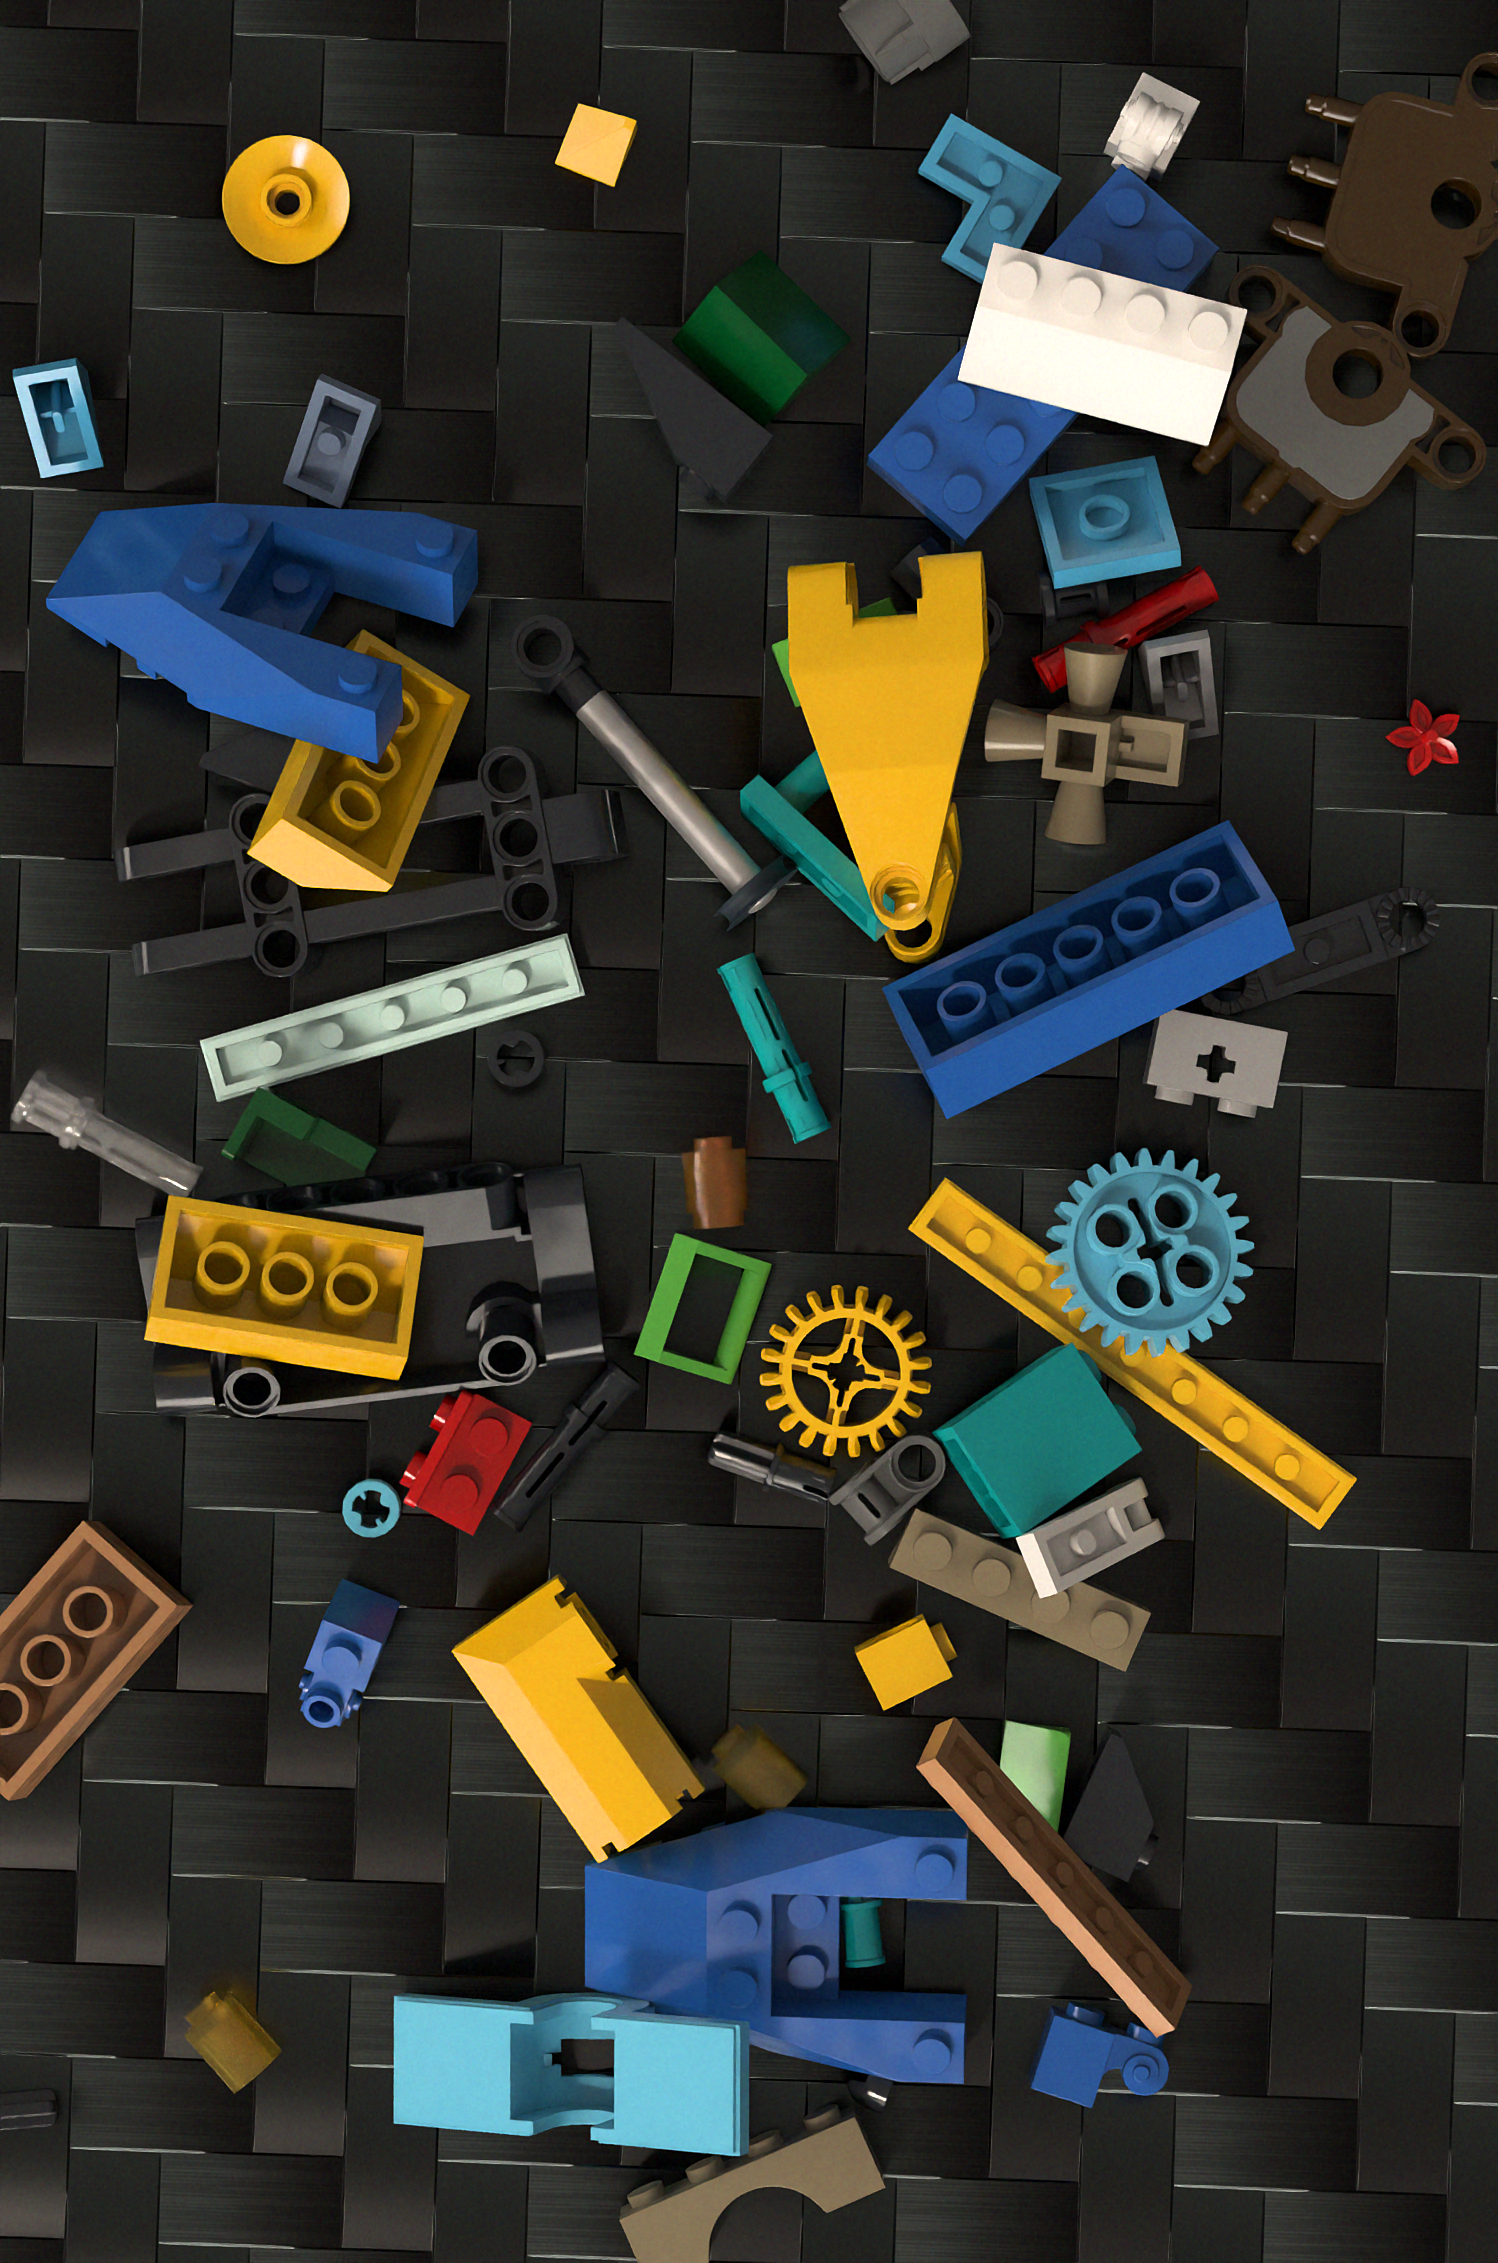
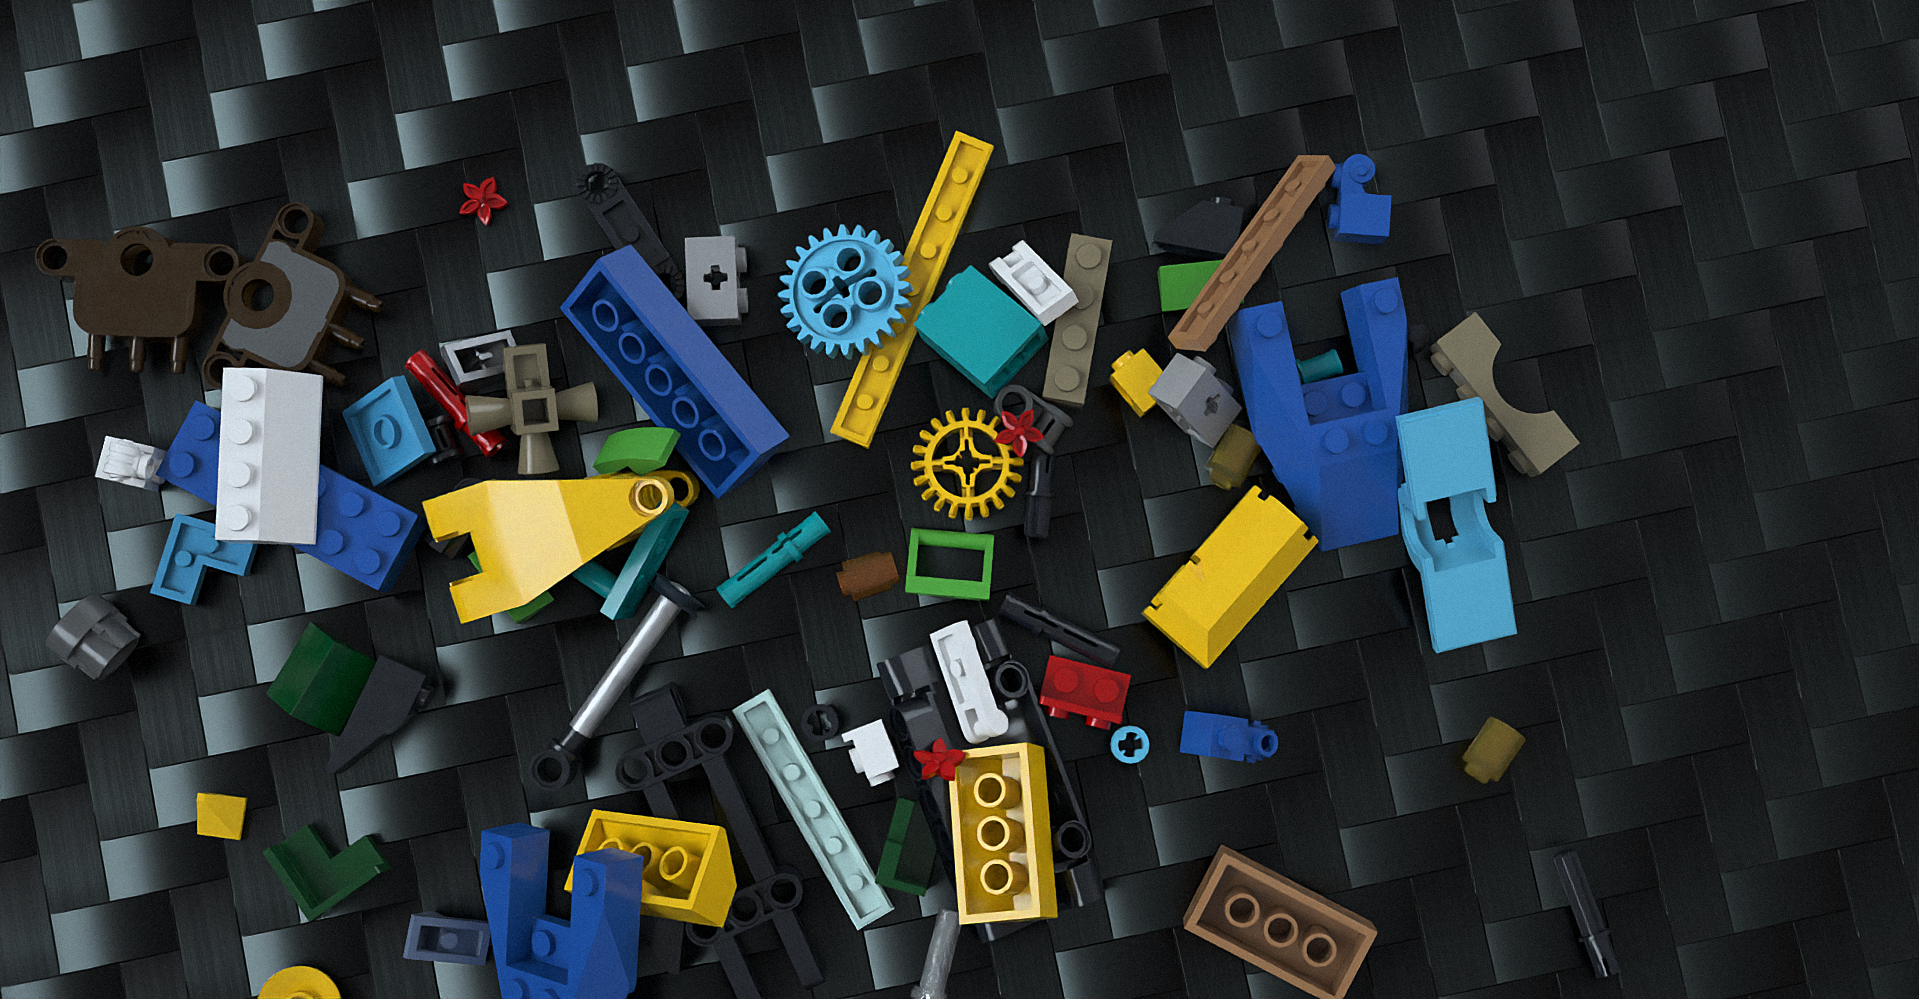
camera: 110 degrees left, 5 degrees down
(412, 1224) = (940, 762): none -> red plant
(453, 1126) = (873, 752): none -> white brick
(466, 270) = (317, 878): none -> dark green panel
(517, 1292) = (968, 683): none -> white plate
(856, 1736) = (1196, 398): none -> light grey brick
(871, 1459) = (1018, 431): none -> red plant
(986, 888) = (637, 448): none -> bright green slope

